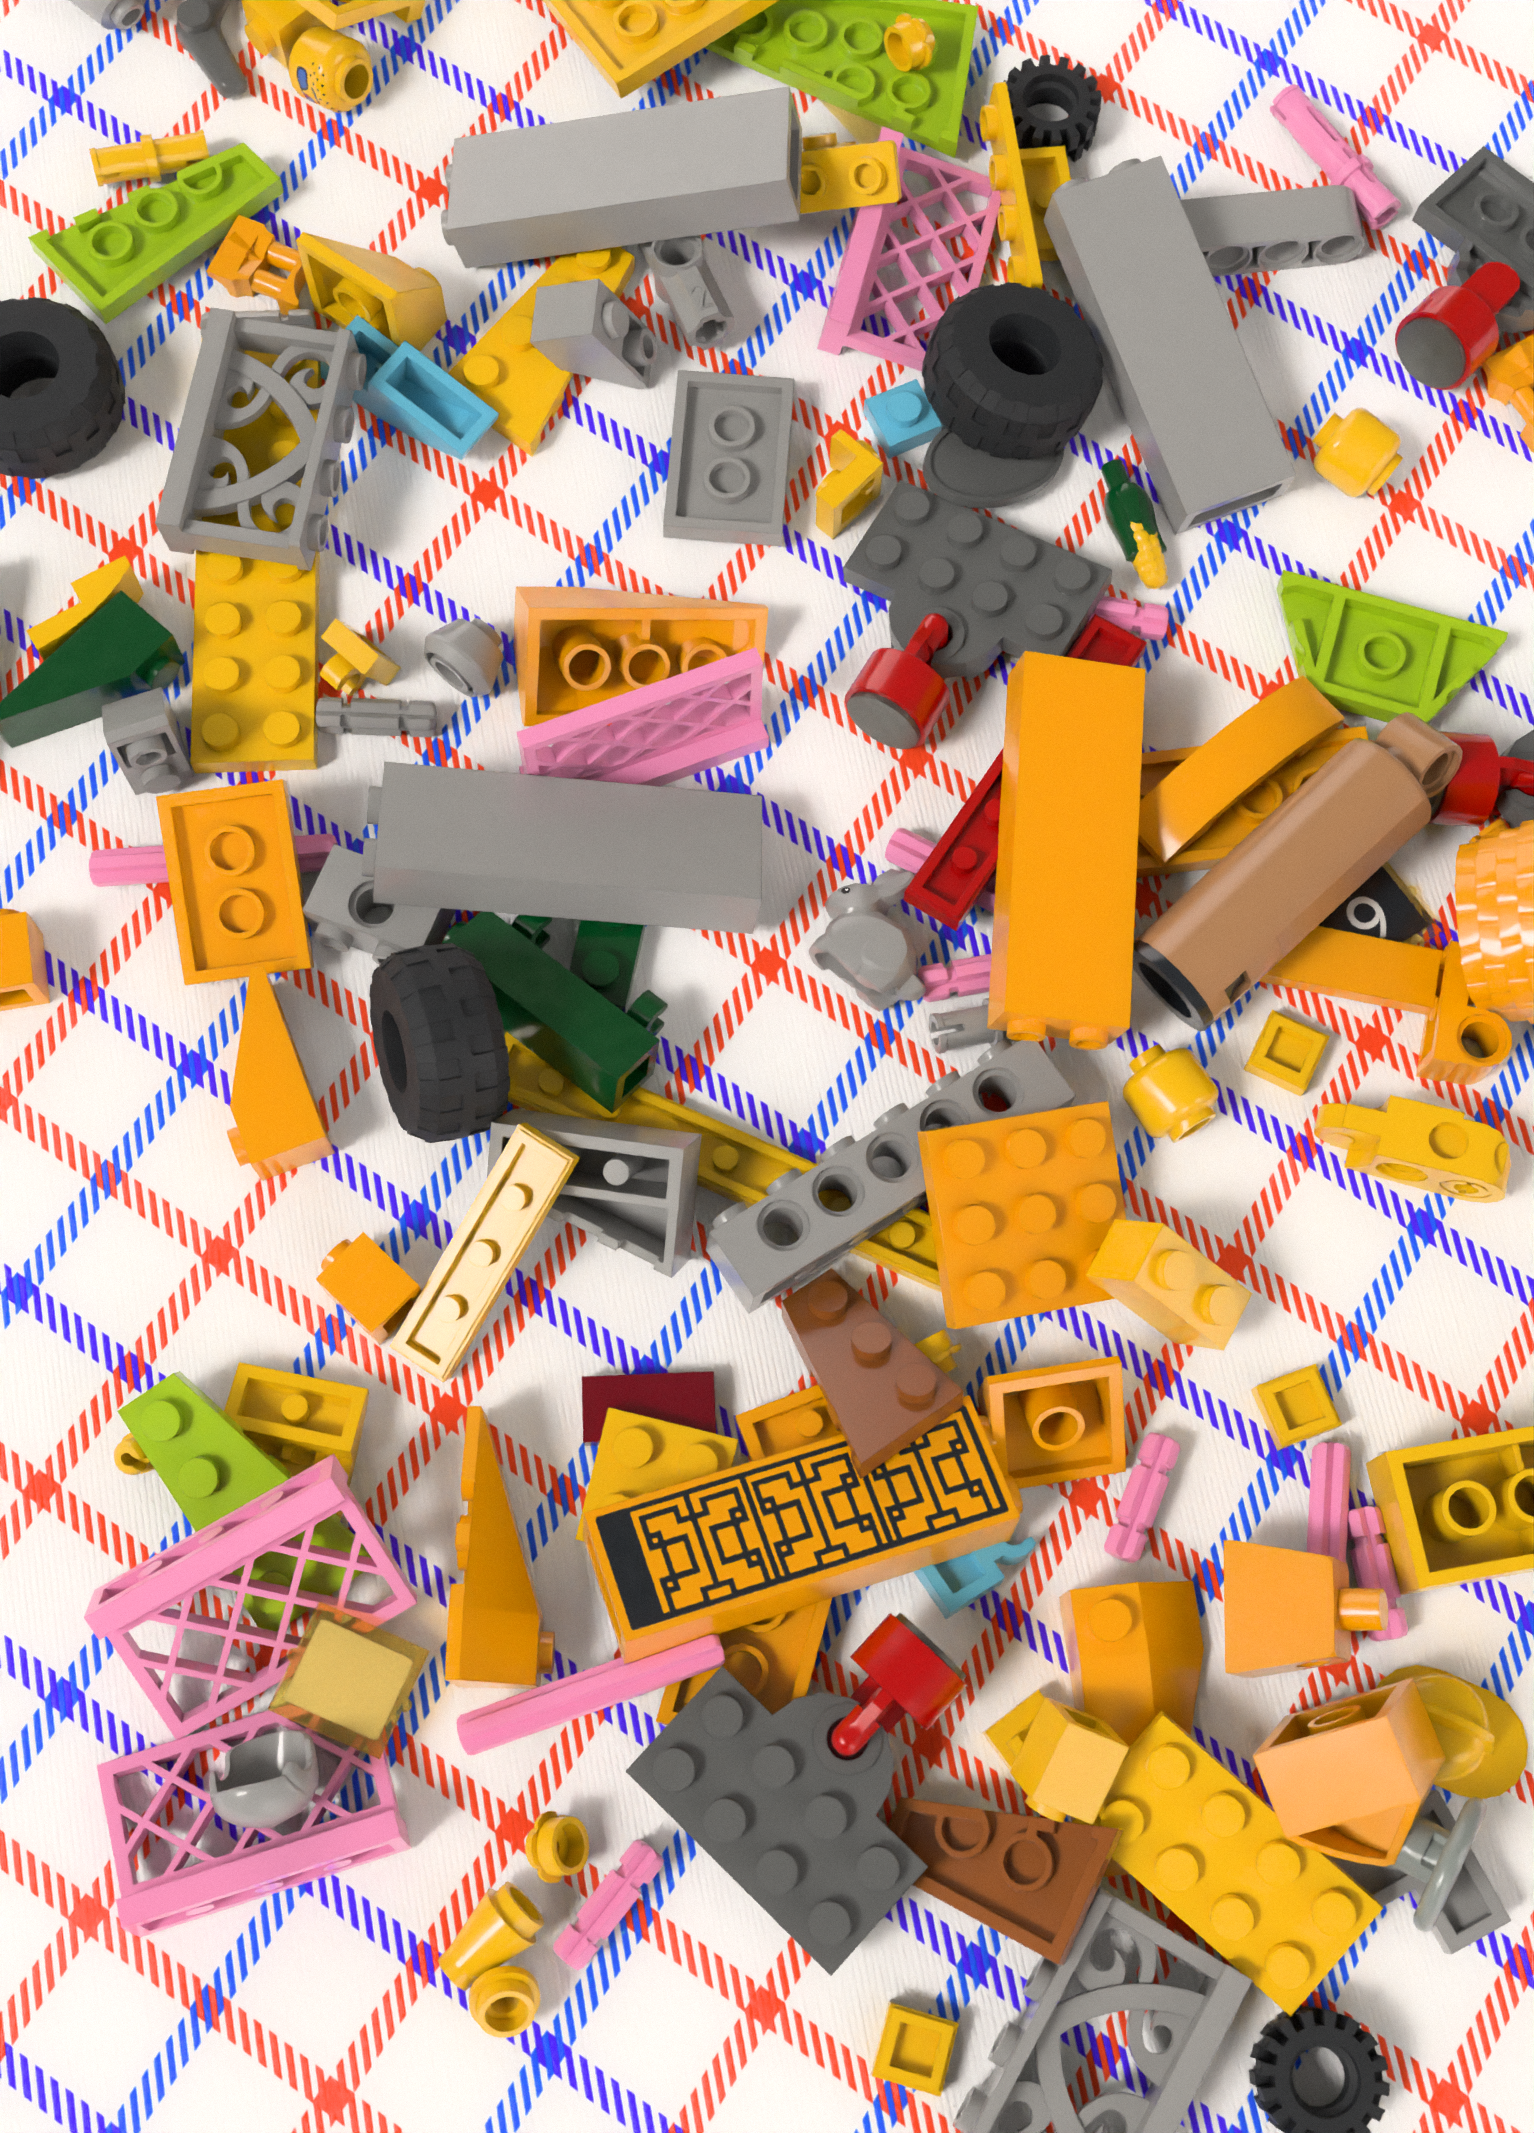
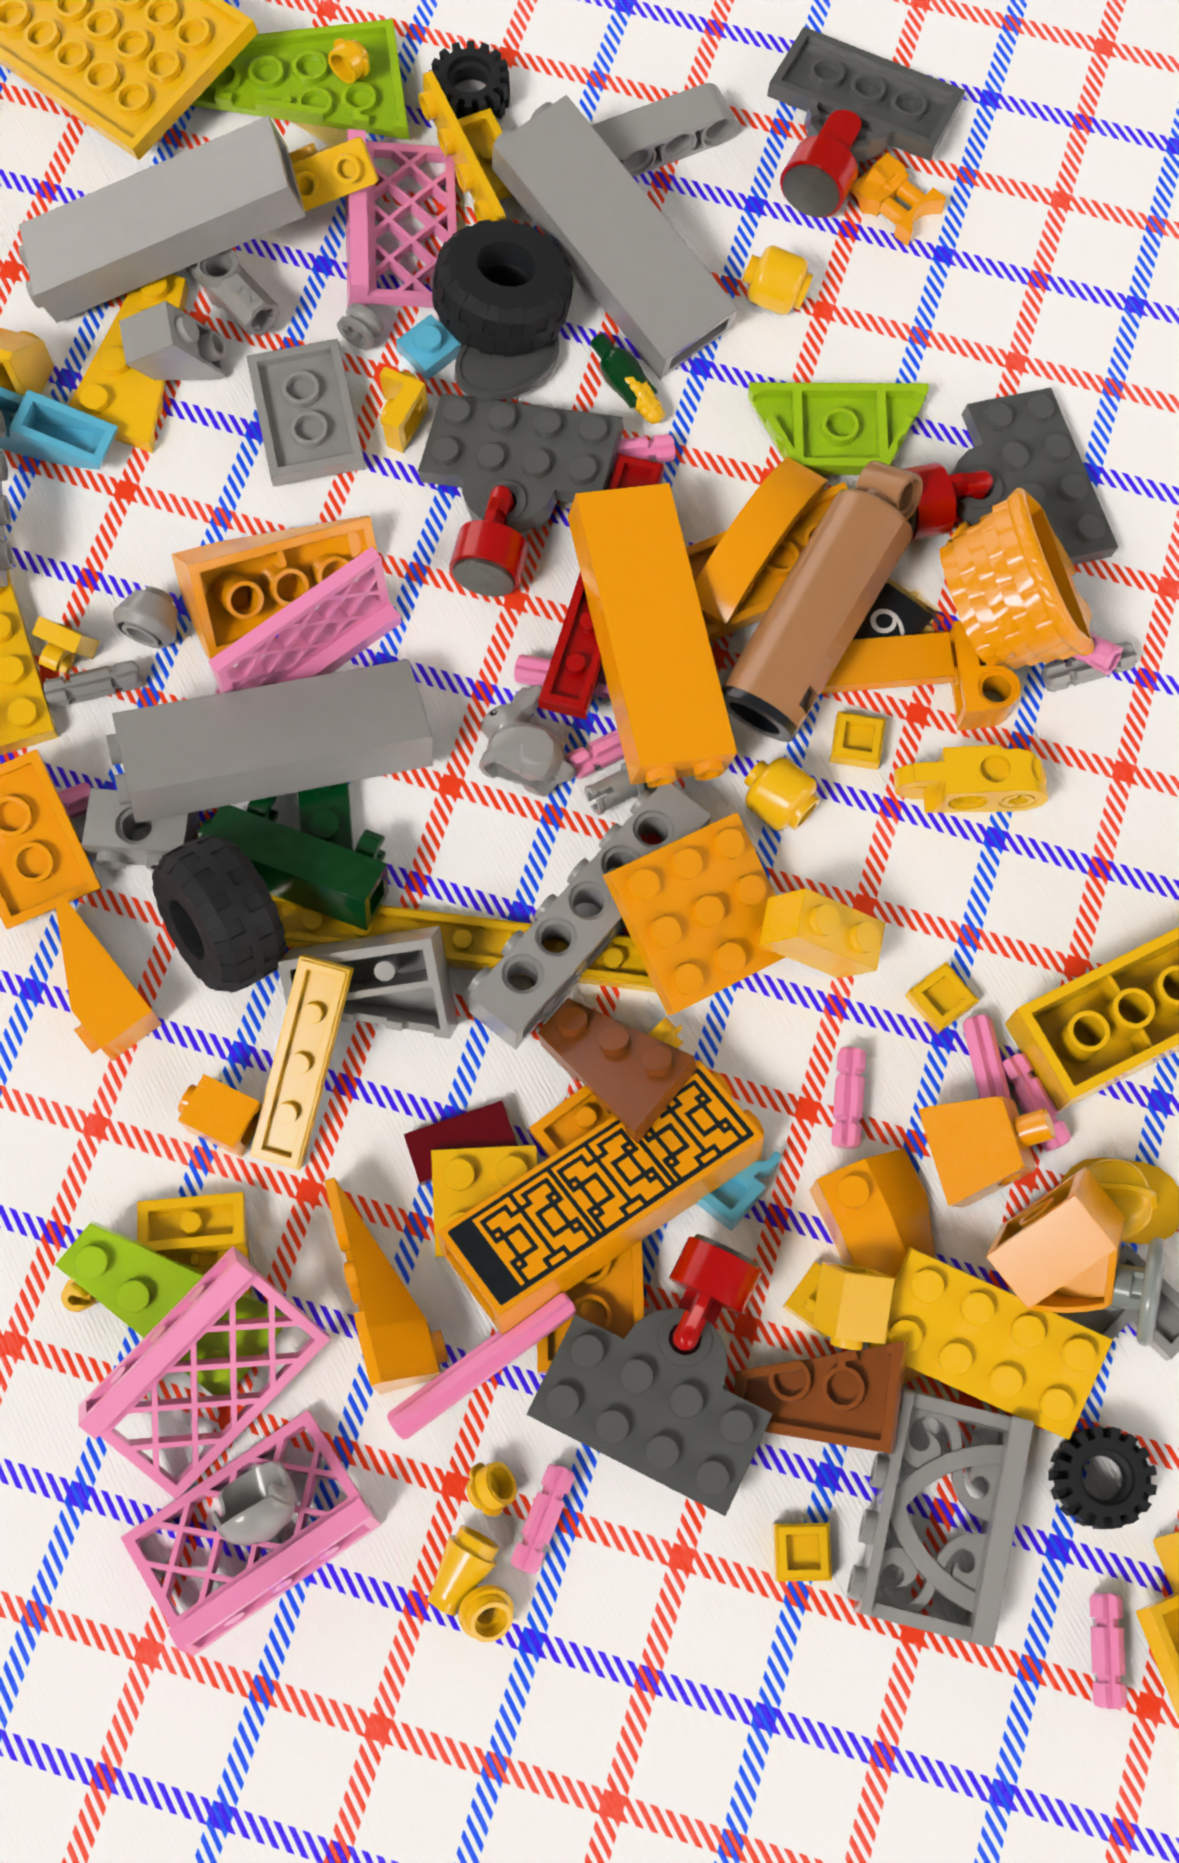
camera: 15 degrees left, 0 degrees up
(348, 1680) = (295, 1412): clear yellow piece -> none
(826, 371) = (360, 326): none -> light grey bush
(1057, 1421) = (770, 1059): light orange slope -> none
(1335, 156) = (695, 62): bright pink pin -> none

